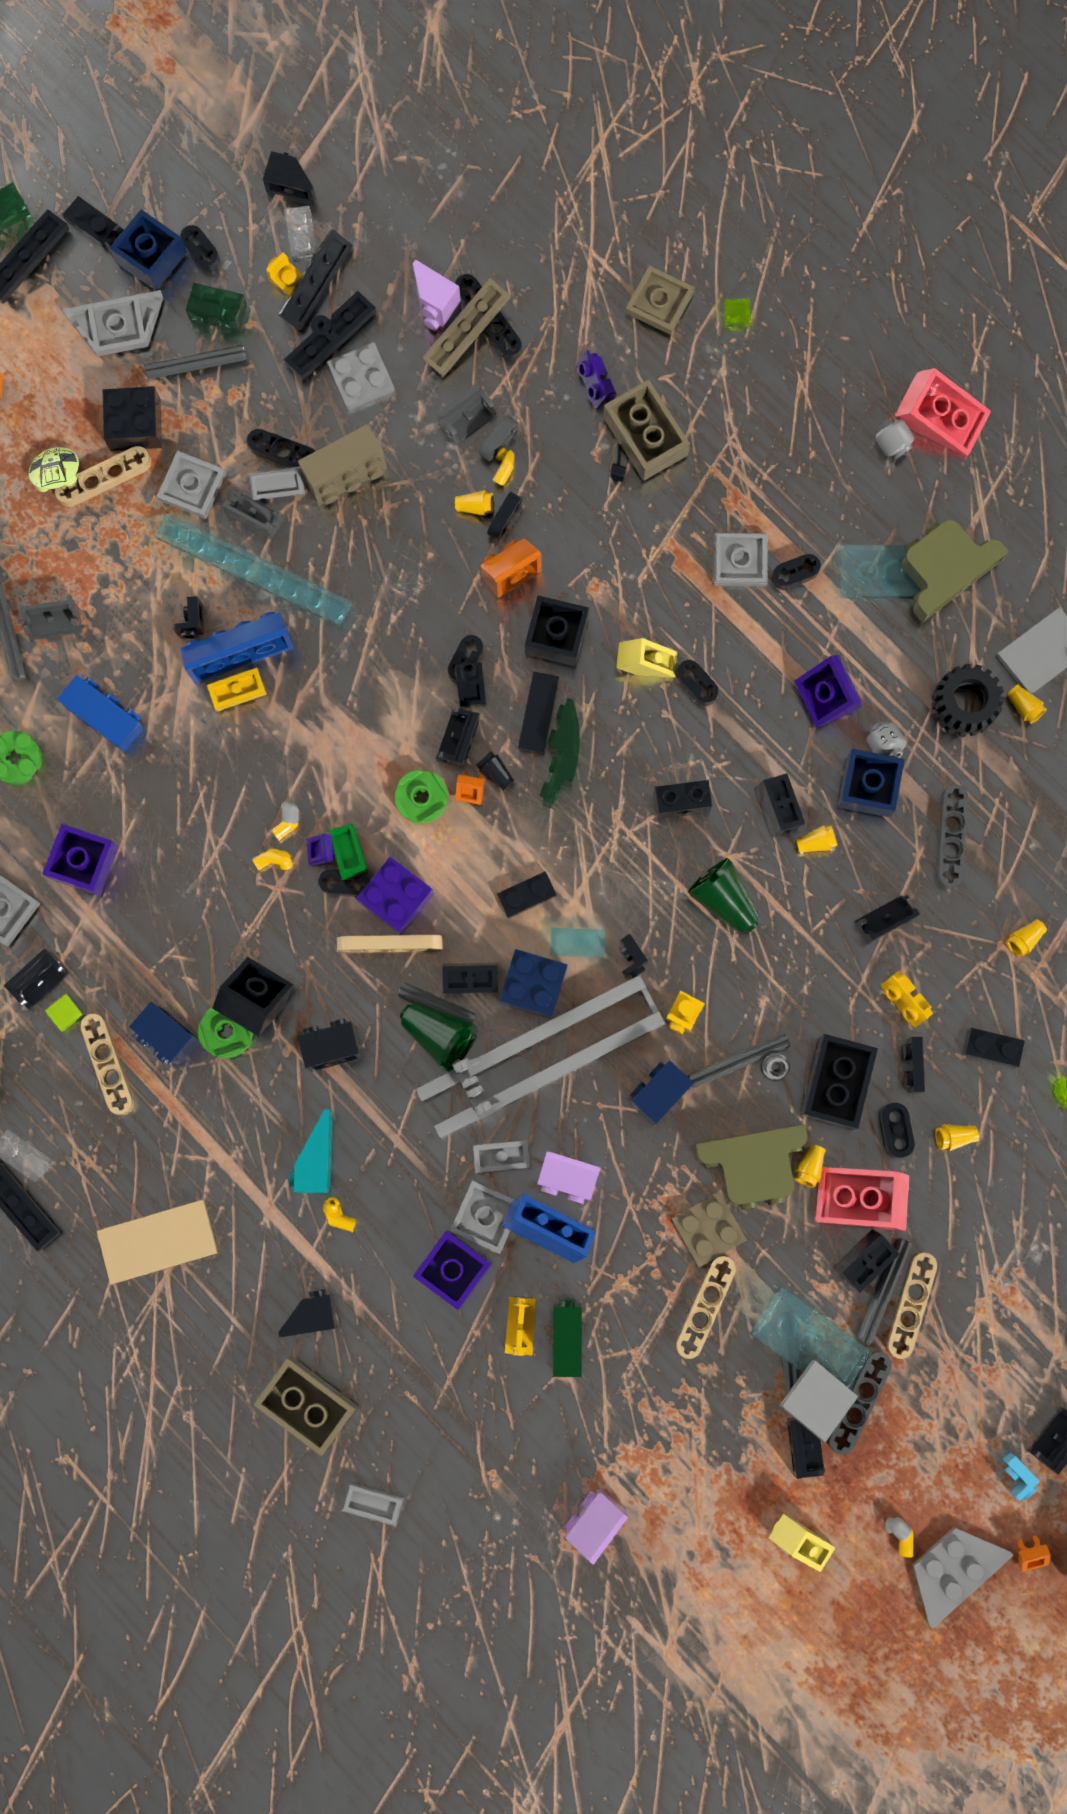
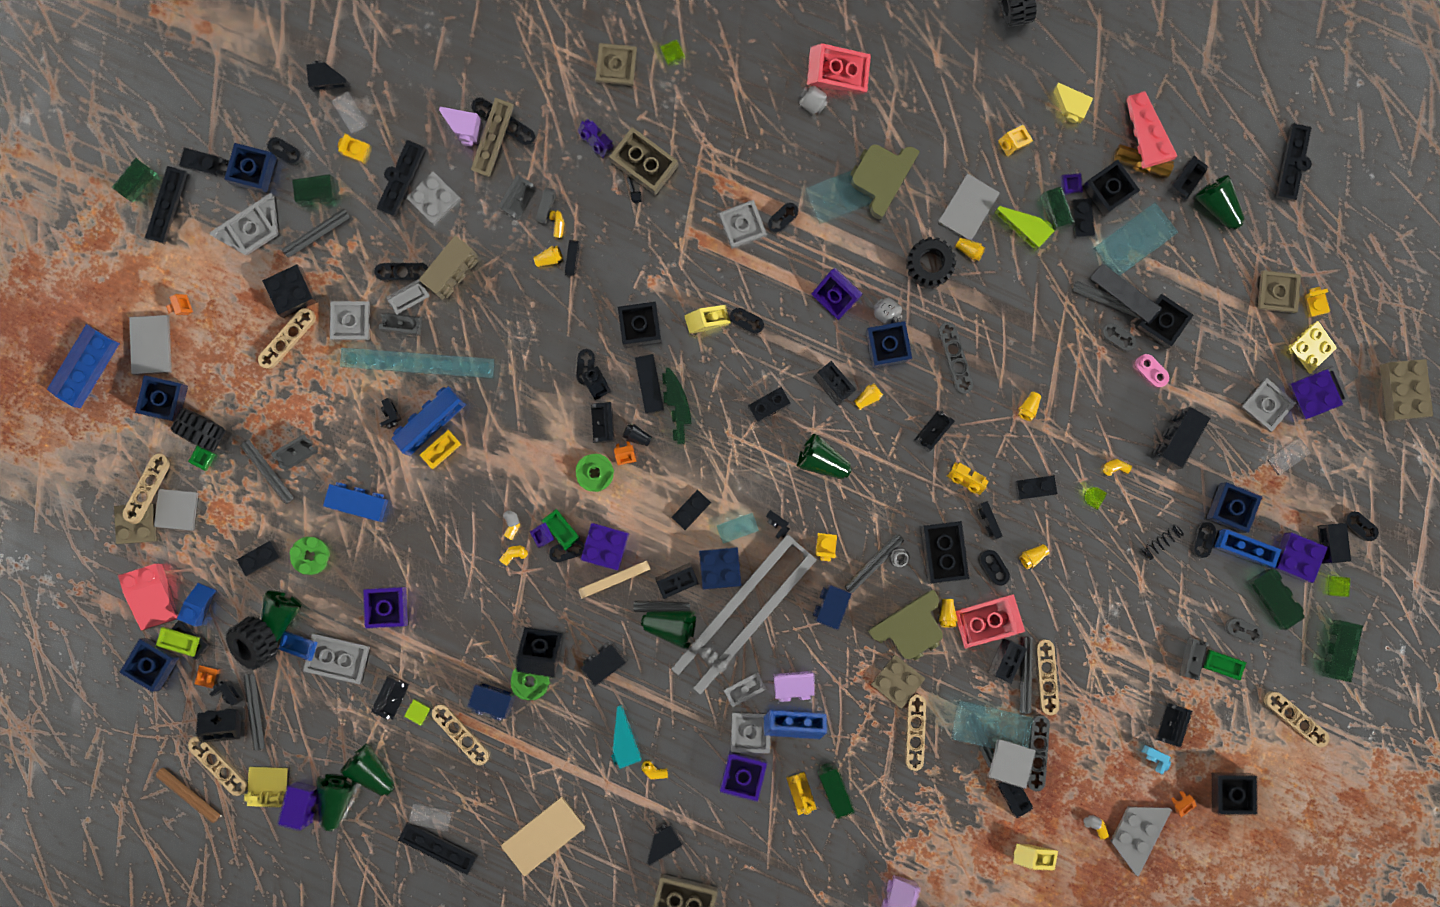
camera: 25 degrees left, 5 degrees up
(54, 469) = (251, 347): yellowish green dish -> none
(315, 279) = (374, 142): black tile -> none
(511, 567) = (591, 292): orange slope -> none

